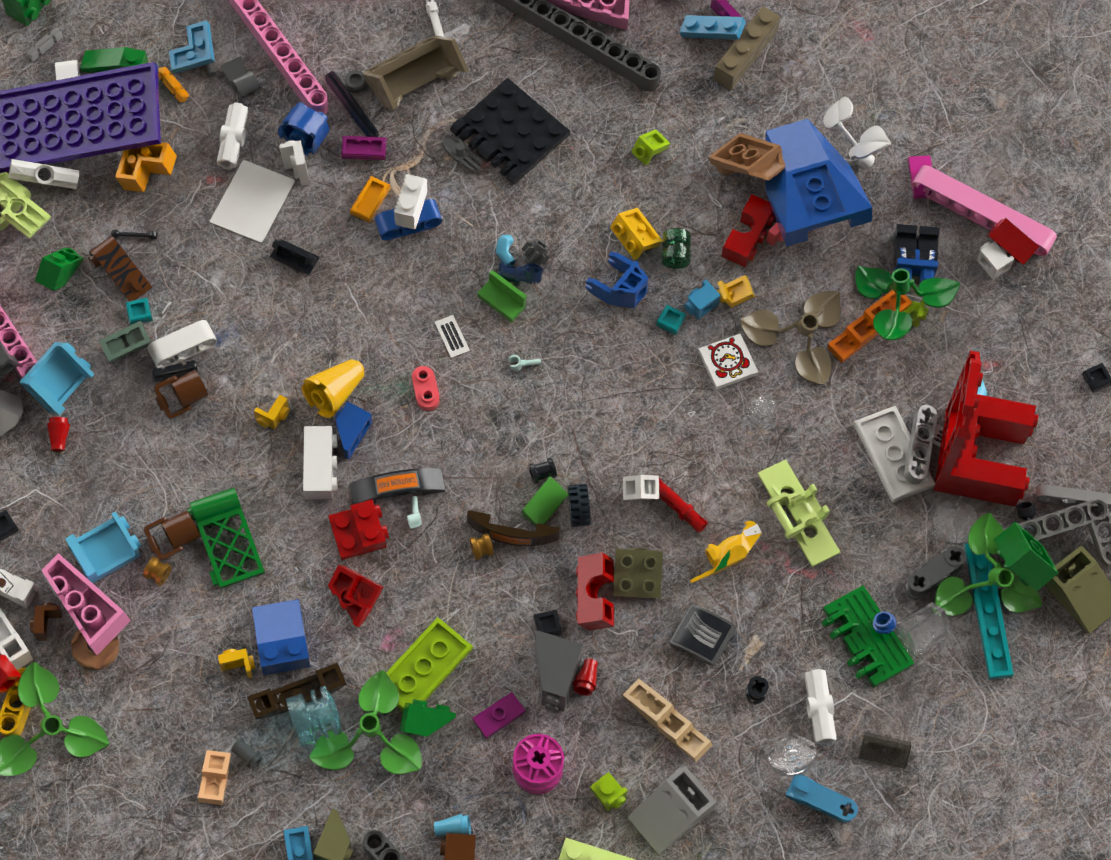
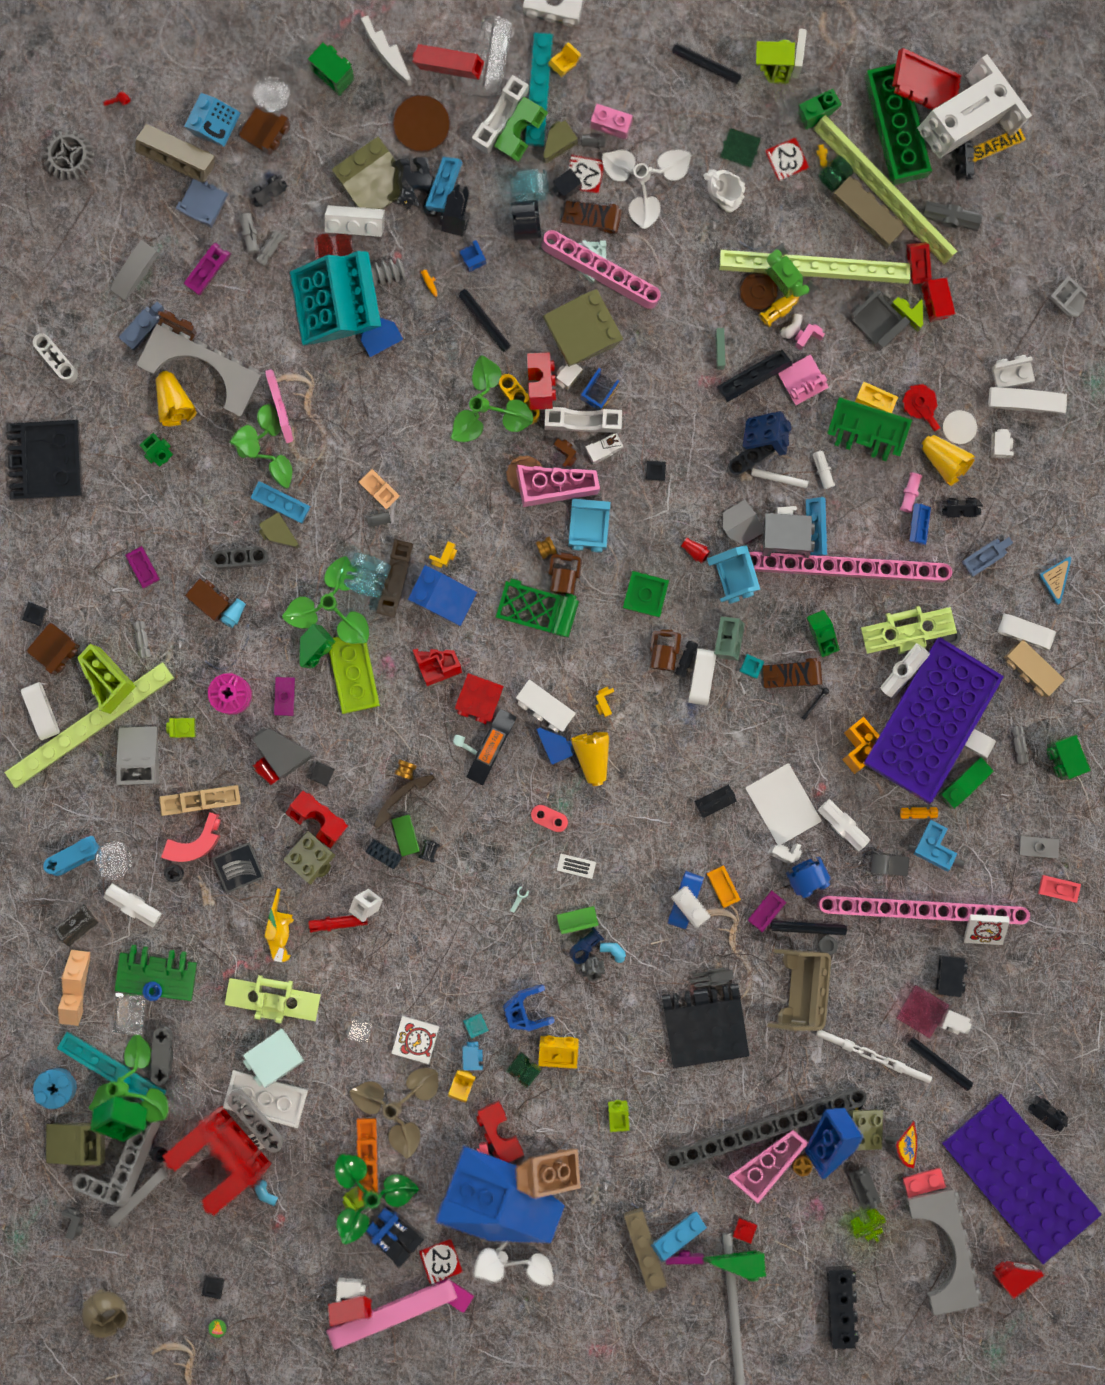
camera: 130 degrees right, 20 degrees up
(137, 448) = (645, 594): none -> green plate
(715, 685) = (192, 851): none -> coral arch
(851, 468) = (272, 1058): none -> light aqua brick
(903, 204) = (440, 1261): none -> sticker
(943, 700) = (73, 986): none -> light nougat arch
(1062, 644) = (62, 1080): none -> dark azure brick

